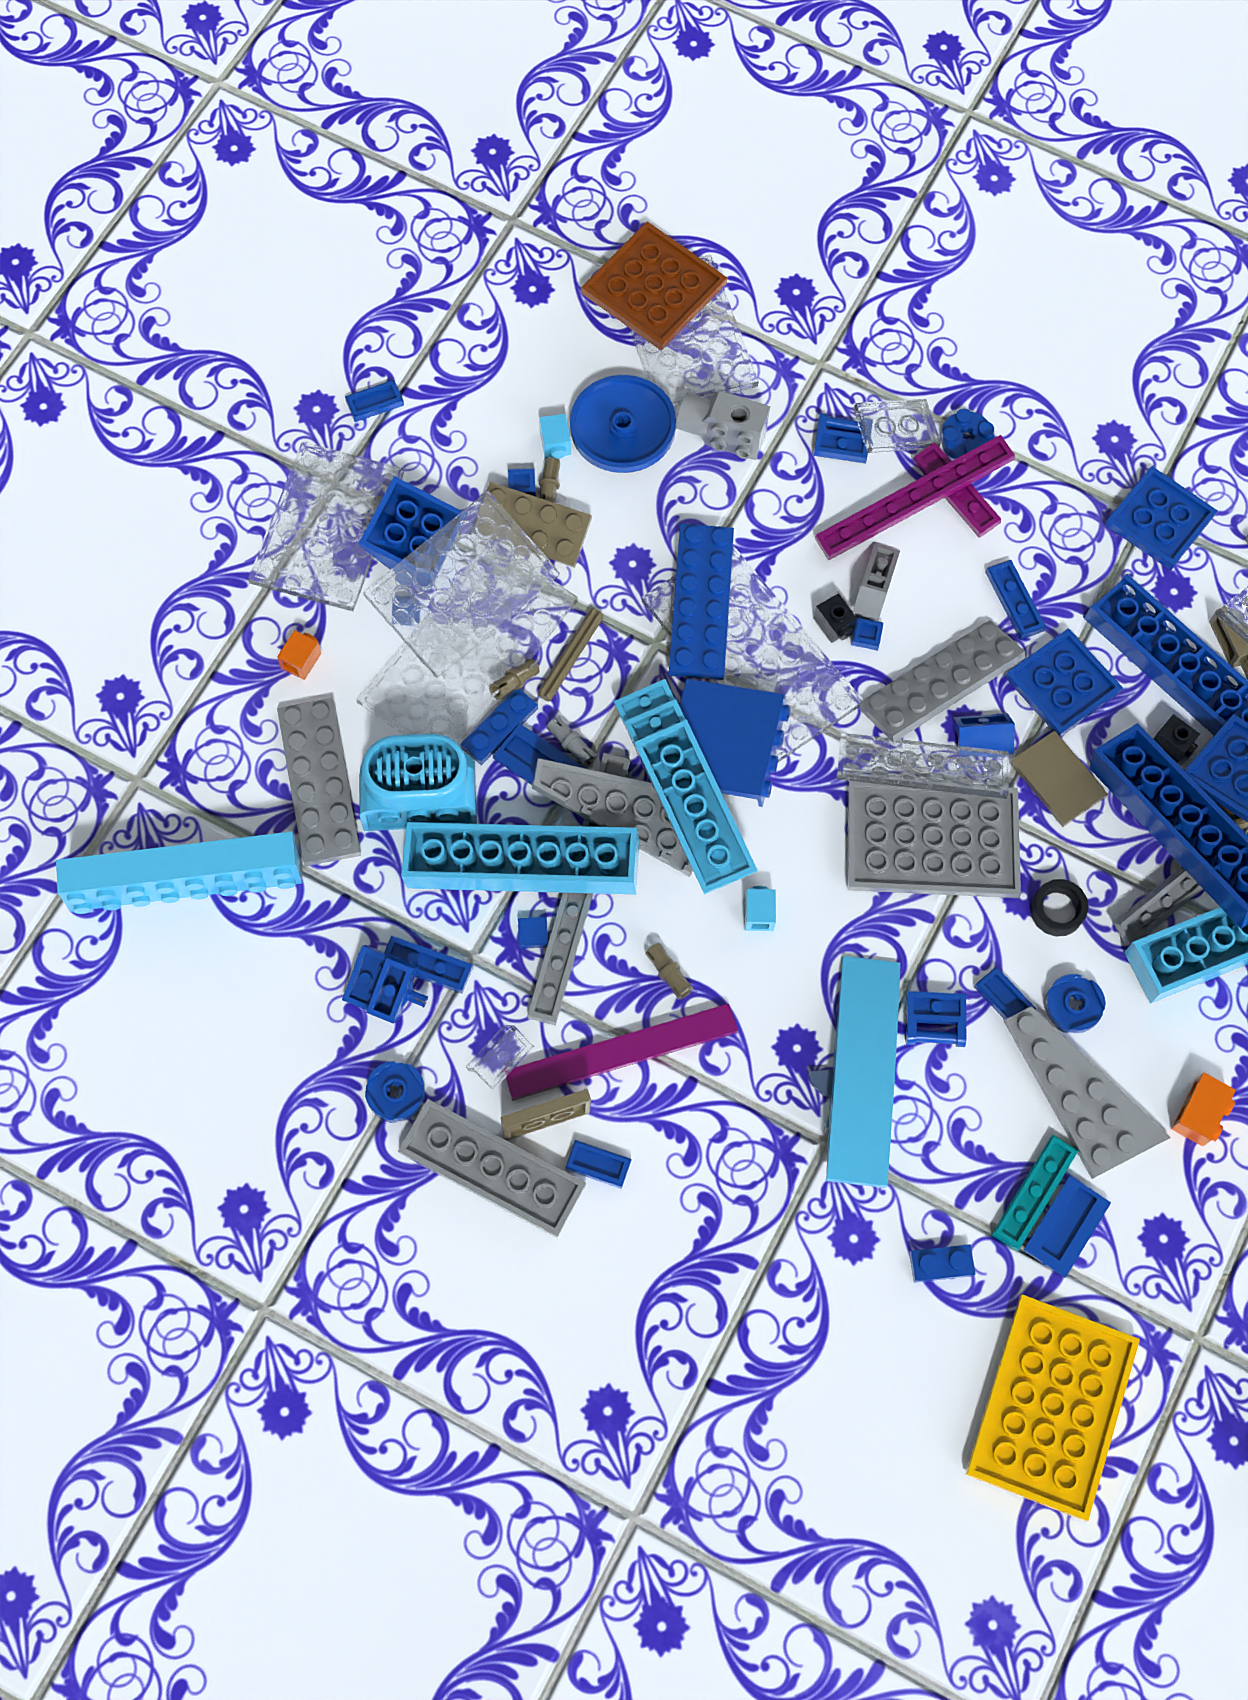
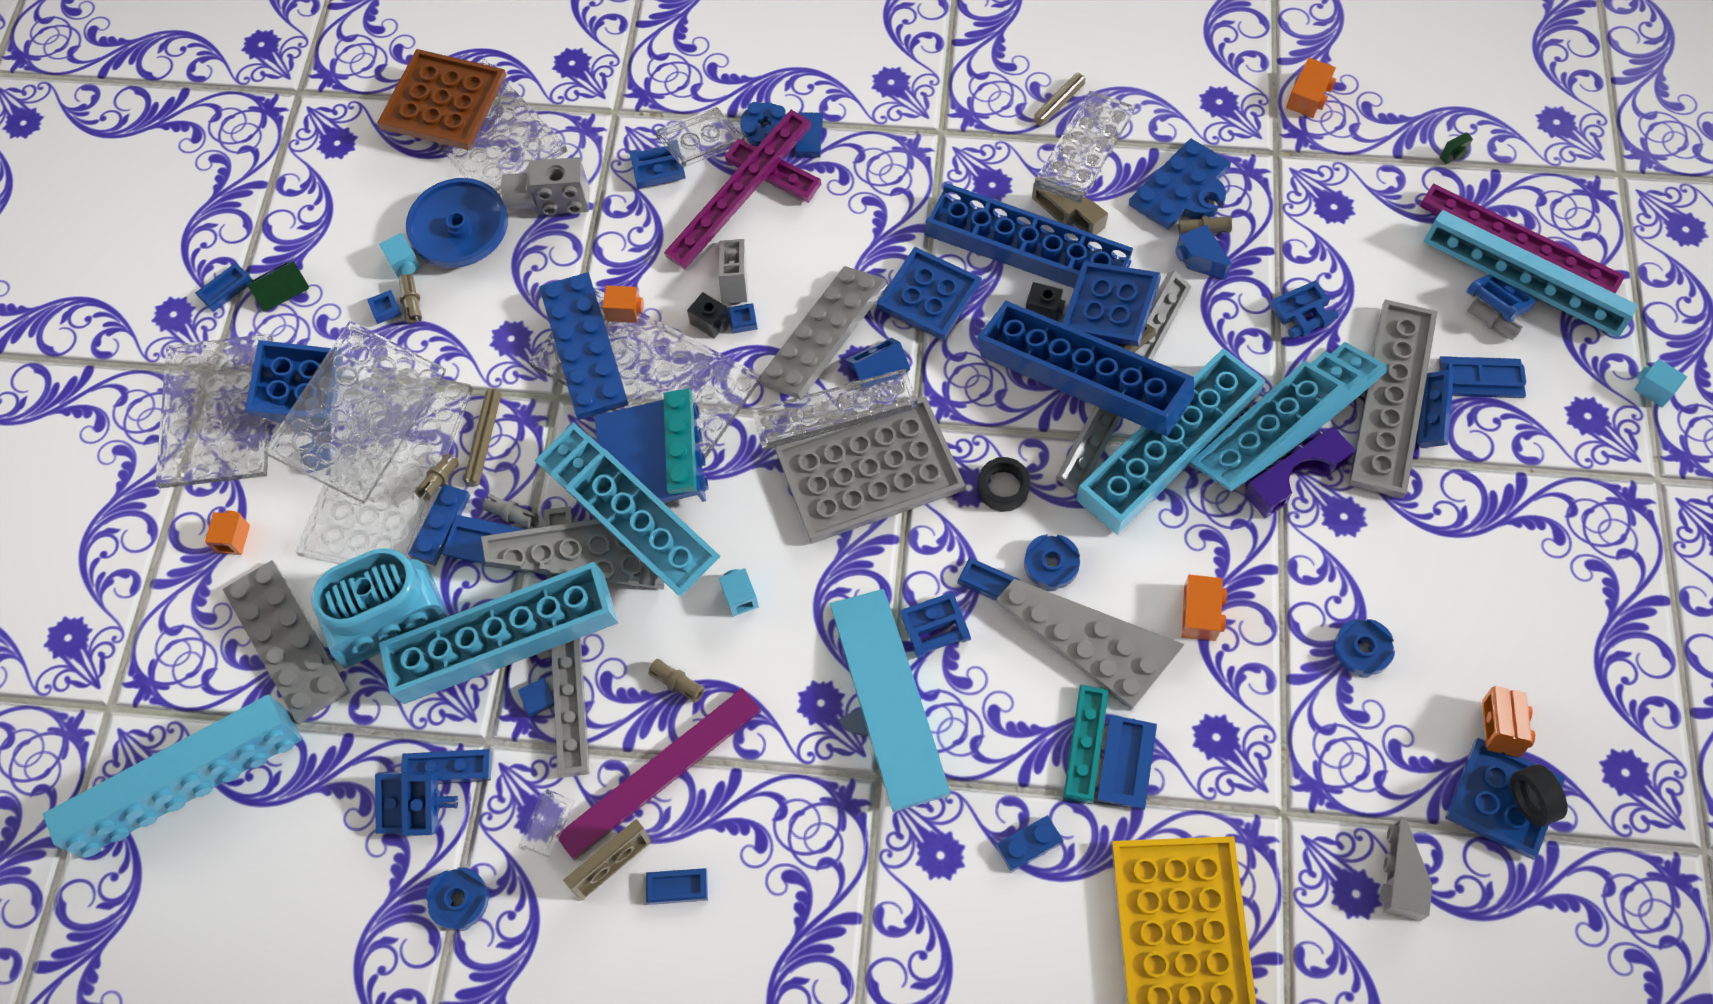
camera: 15 degrees left, 5 degrees down
(427, 419) = (278, 285): none -> dark green panel
(492, 1168) = (576, 932): light grey plate -> none
(551, 526) = (425, 332): dark tan plate -> none
(755, 575) = (622, 304): none -> orange brick
(760, 740) = (680, 441): none -> teal plate
(1006, 476) = (811, 142): none -> blue tile
(1015, 599) = (860, 241): blue tile -> none
(1058, 778) = (958, 375): dark tan tile -> none
(1161, 518) = (956, 129): blue plate -> none

